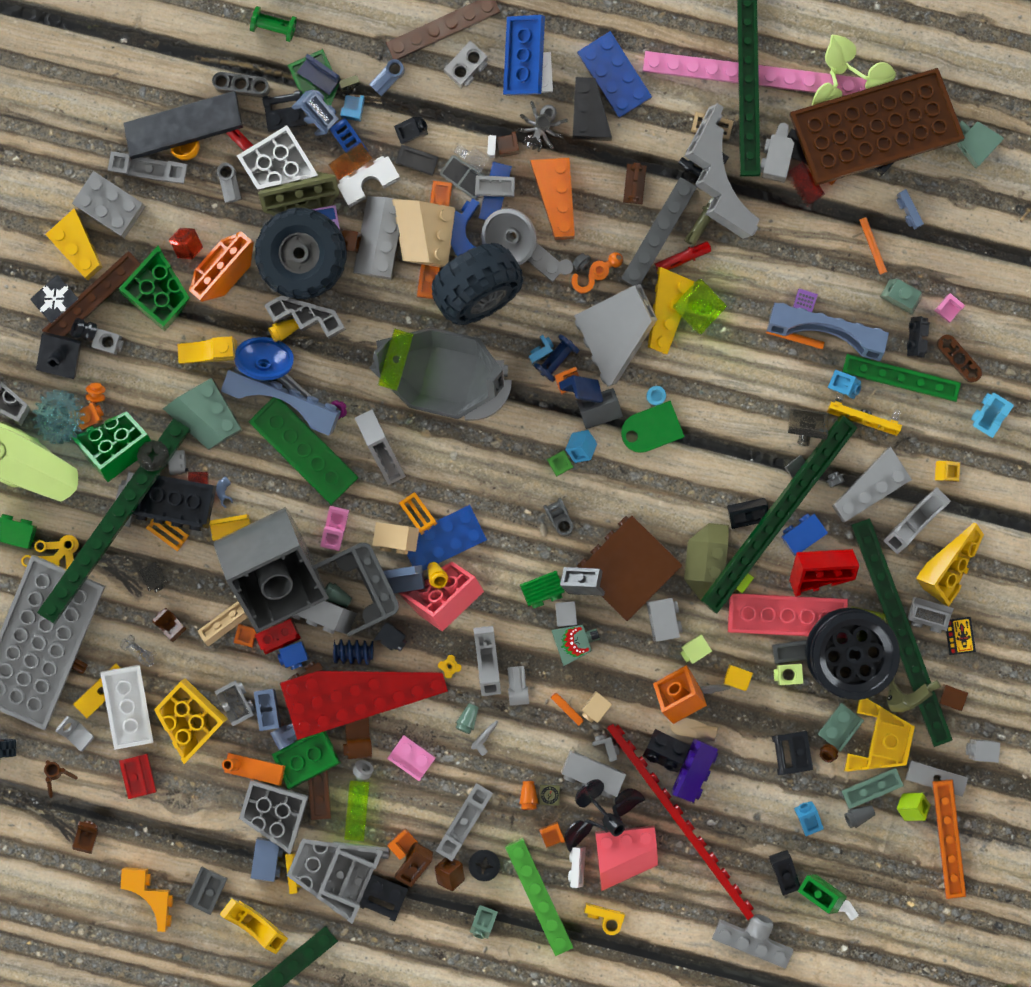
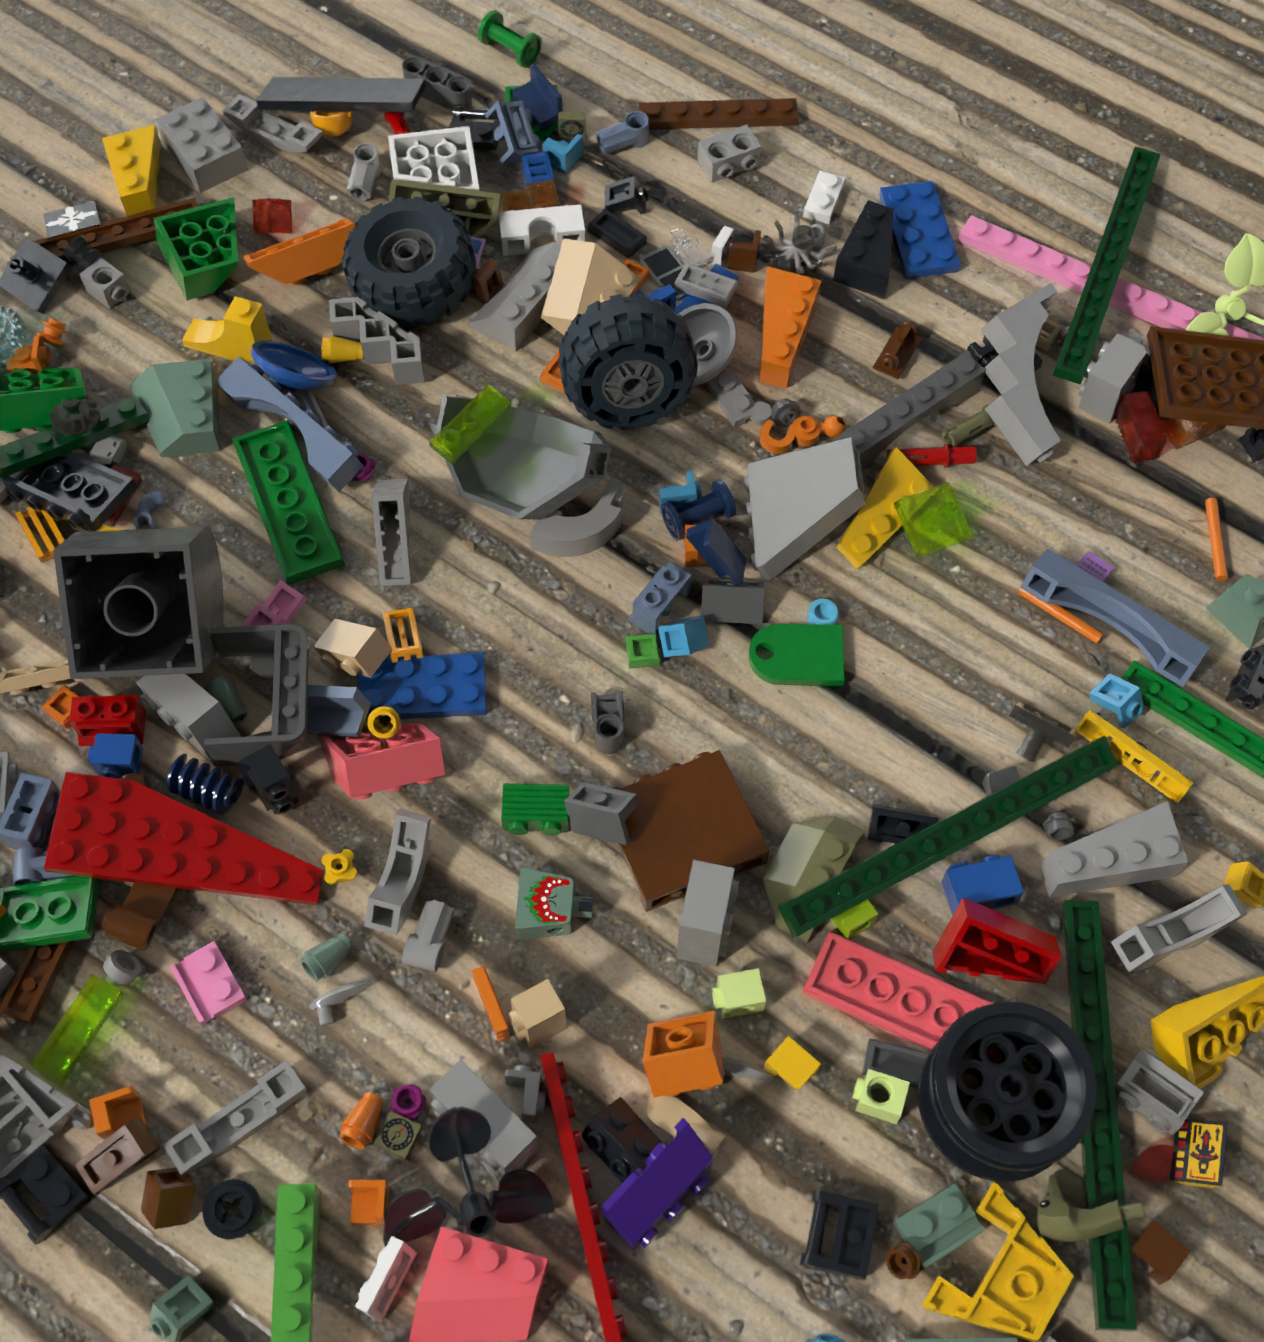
camera: 20 degrees right, 25 degrees down
(524, 55) = (809, 165): blue plate -> none
(546, 781) = (408, 1092): none -> magenta plate
(557, 428) = (657, 597): none -> sand blue window
(566, 613) = (556, 853): light grey panel -> none
(939, 650) = (1154, 1163): none -> clear red tile

